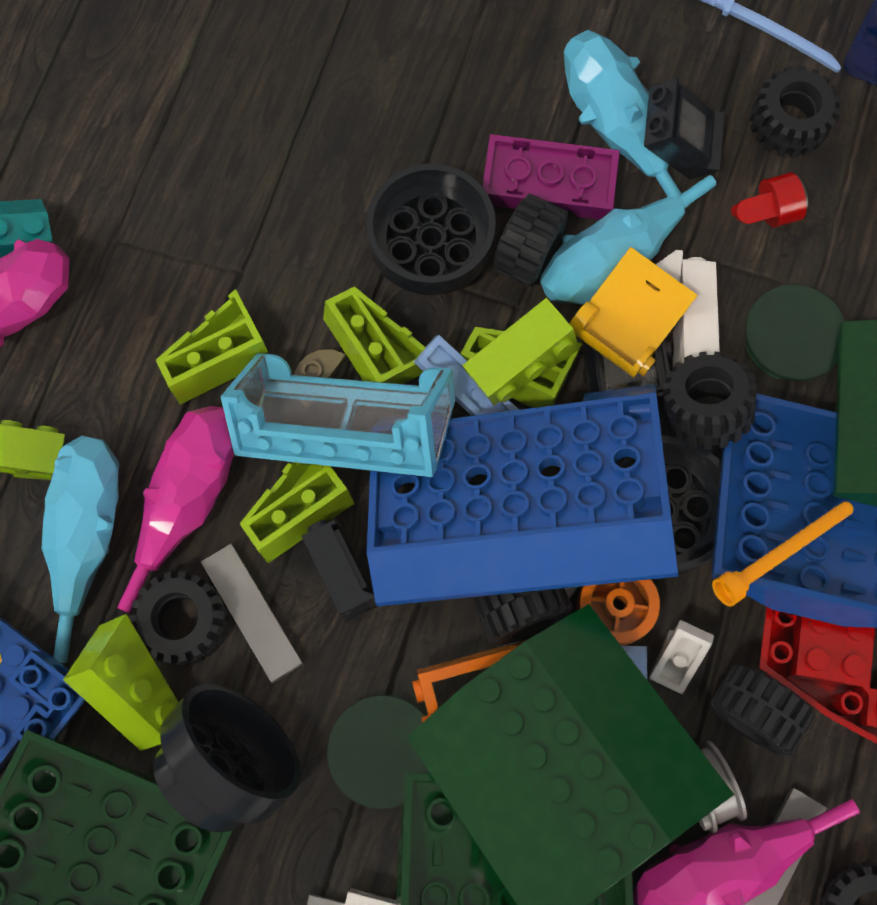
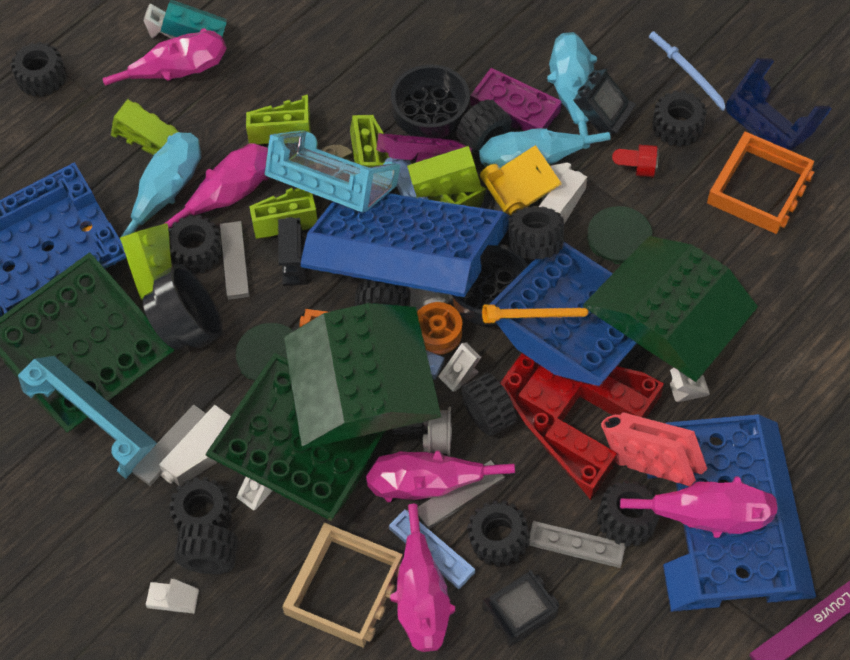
camera: 25 degrees right, 15 degrees down
(461, 317) = (415, 147): none -> magenta piece

